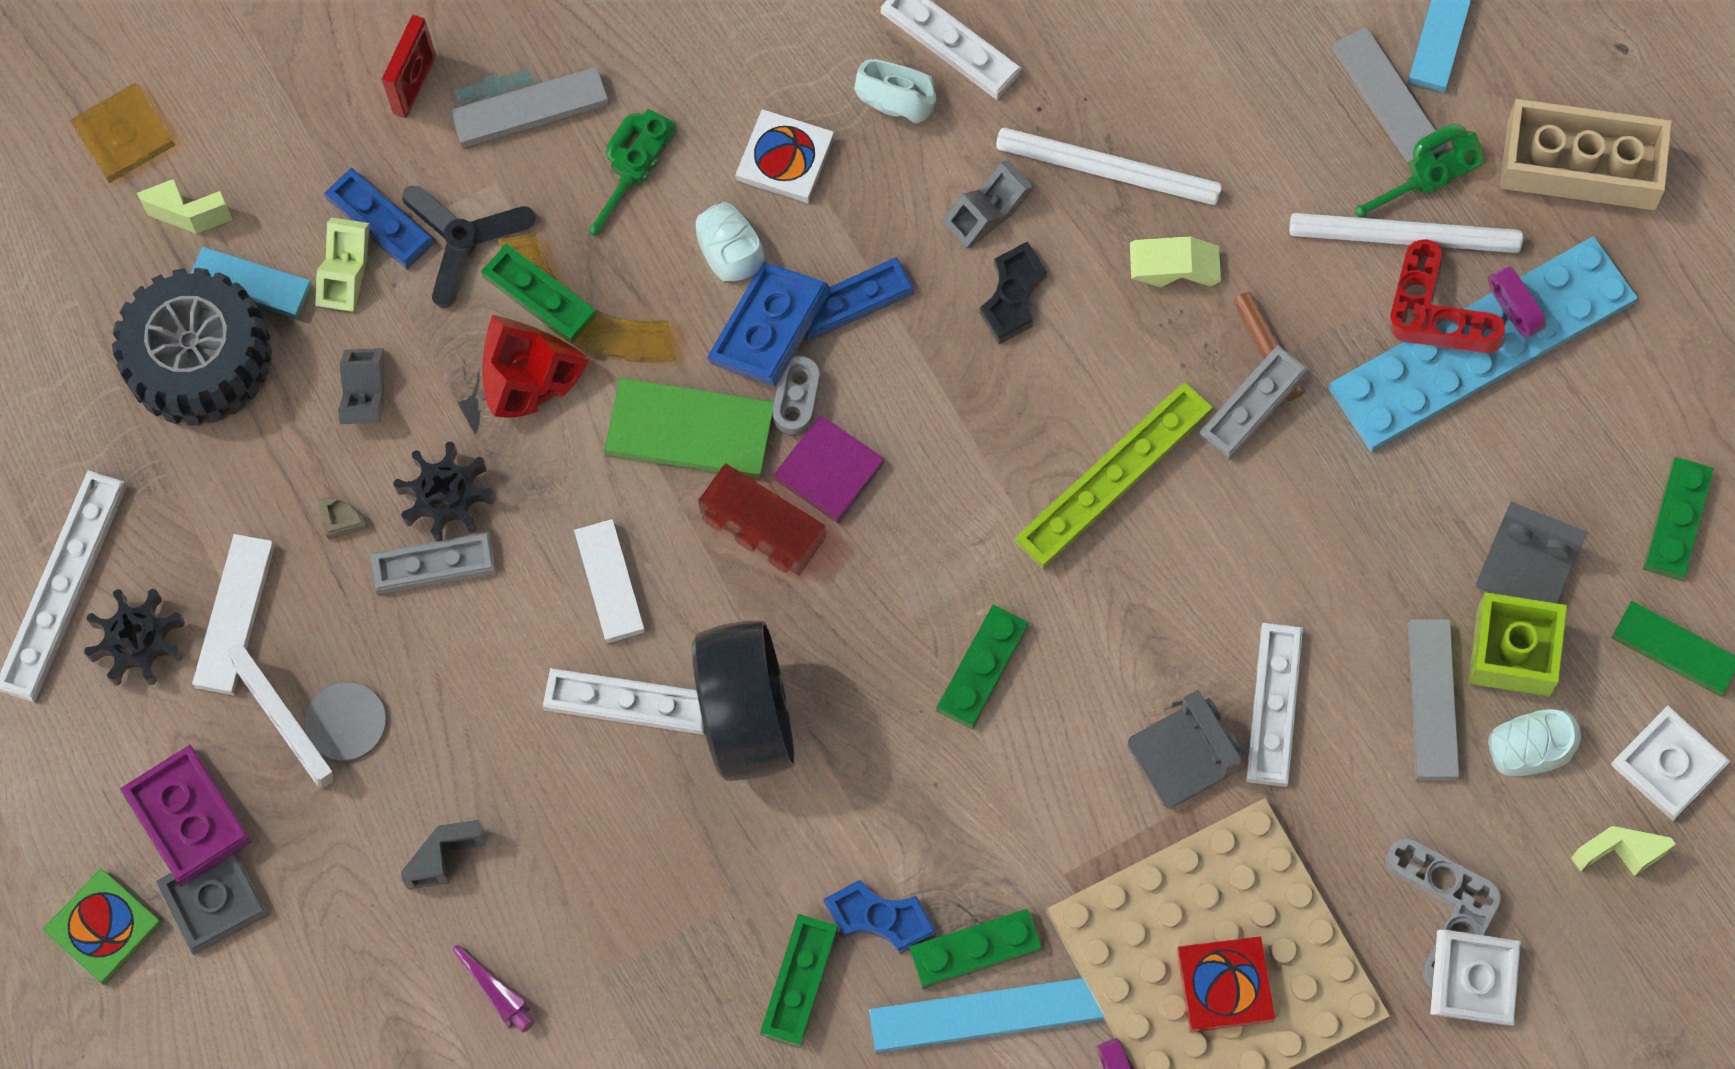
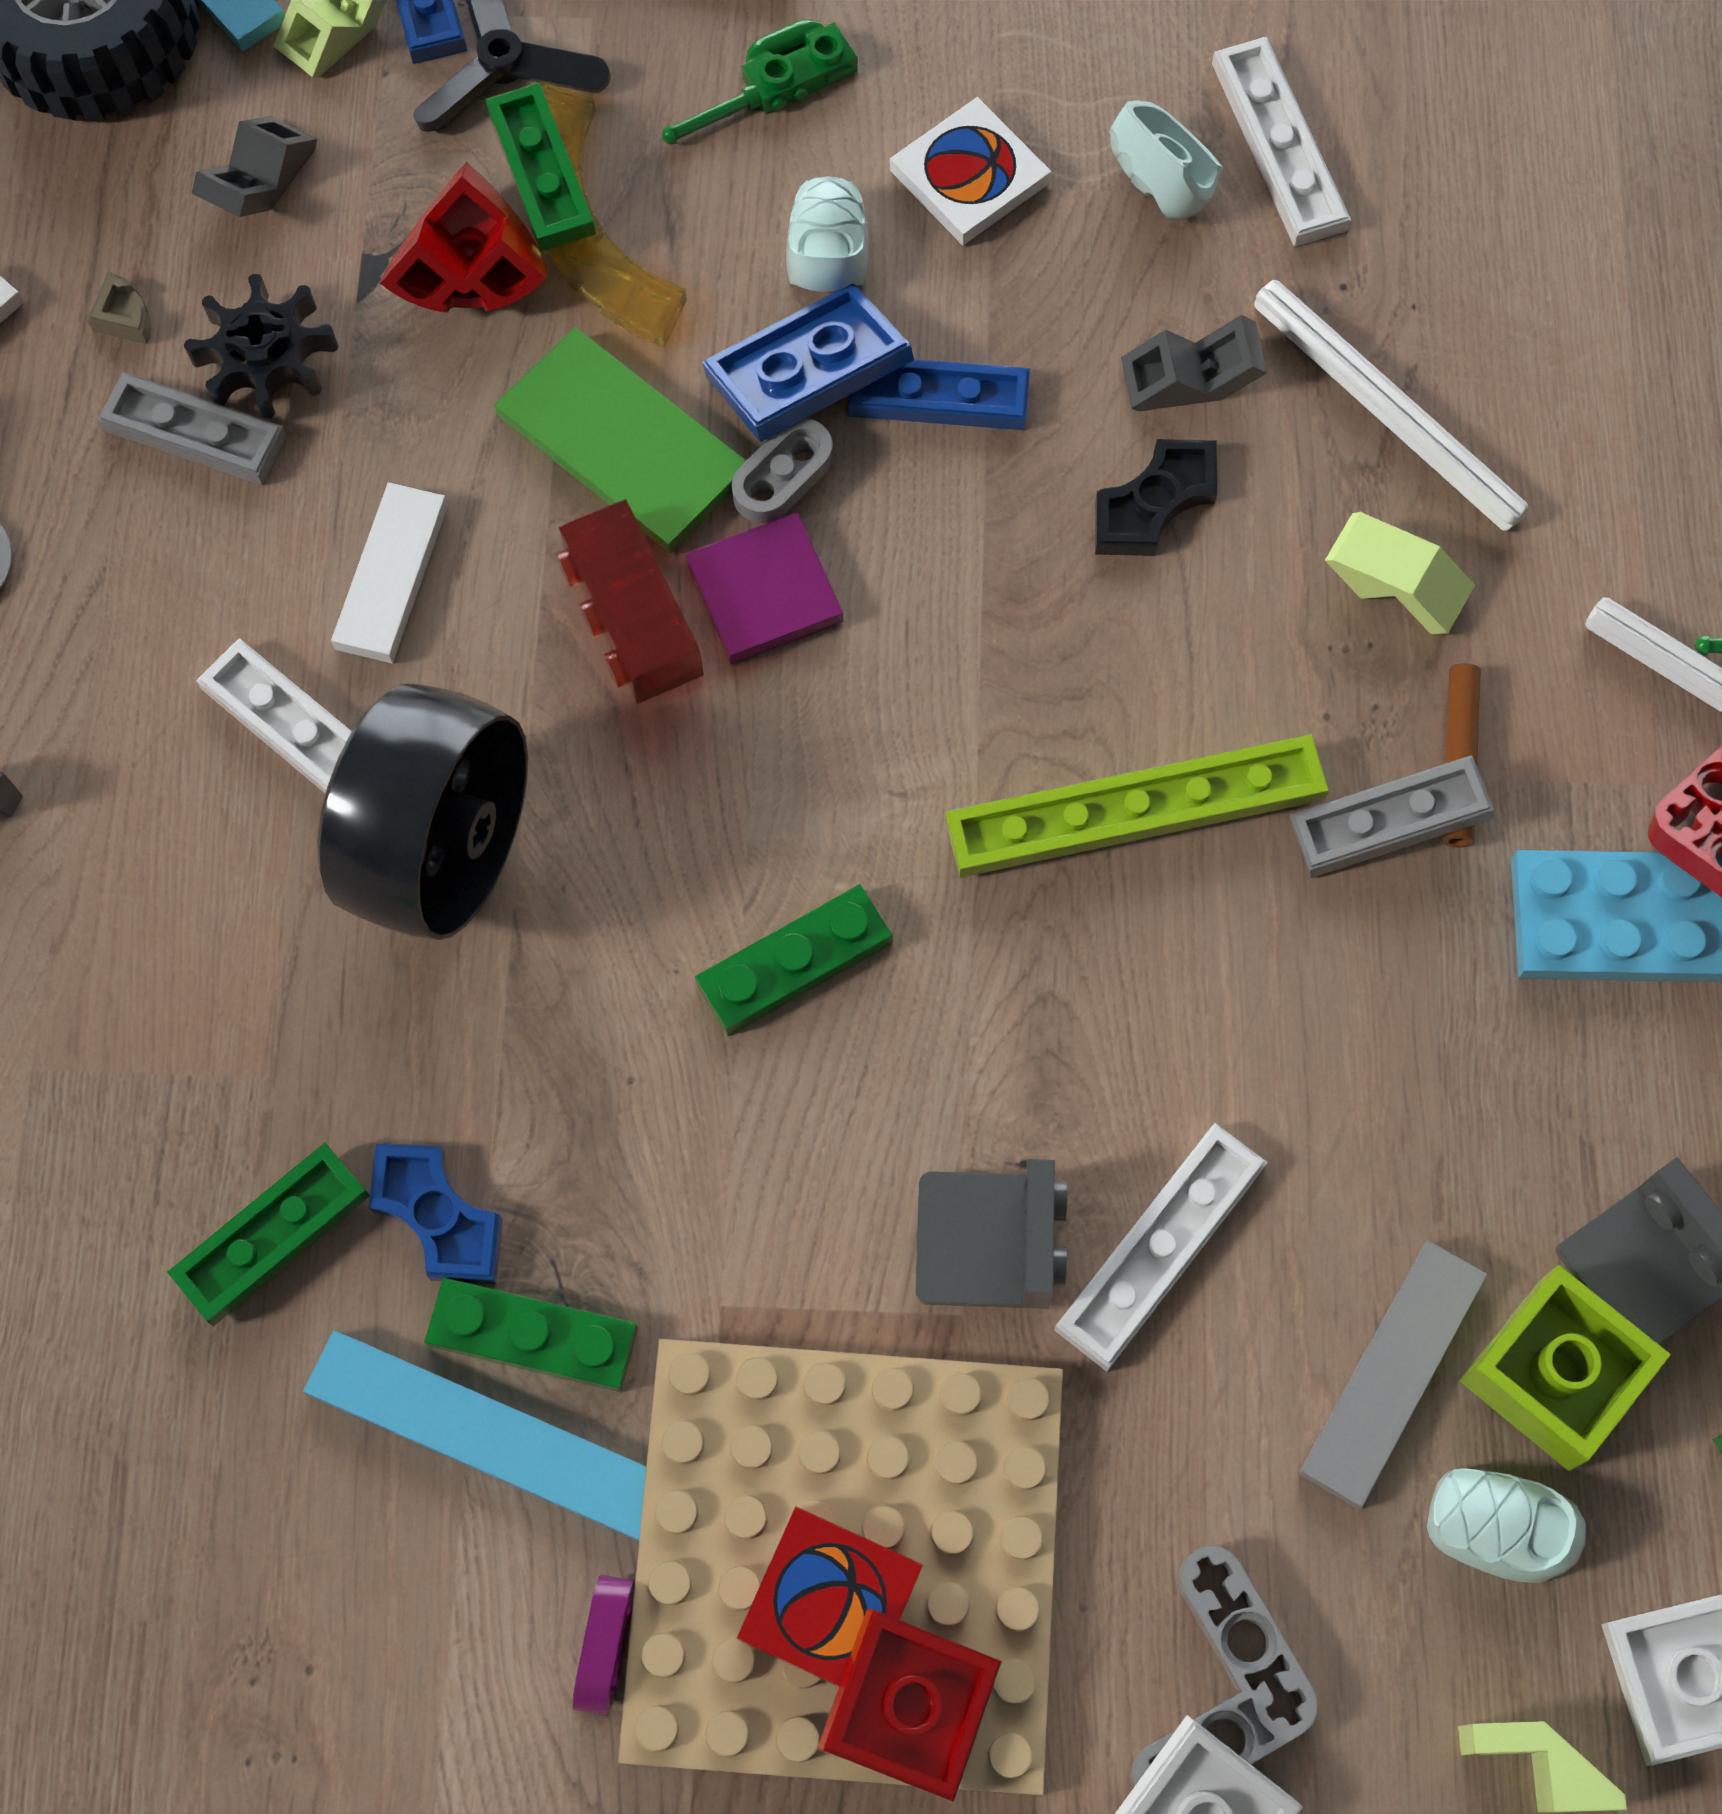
camera: 30 degrees right, 0 degrees up
(1298, 1008) = (909, 1704): none -> red tile

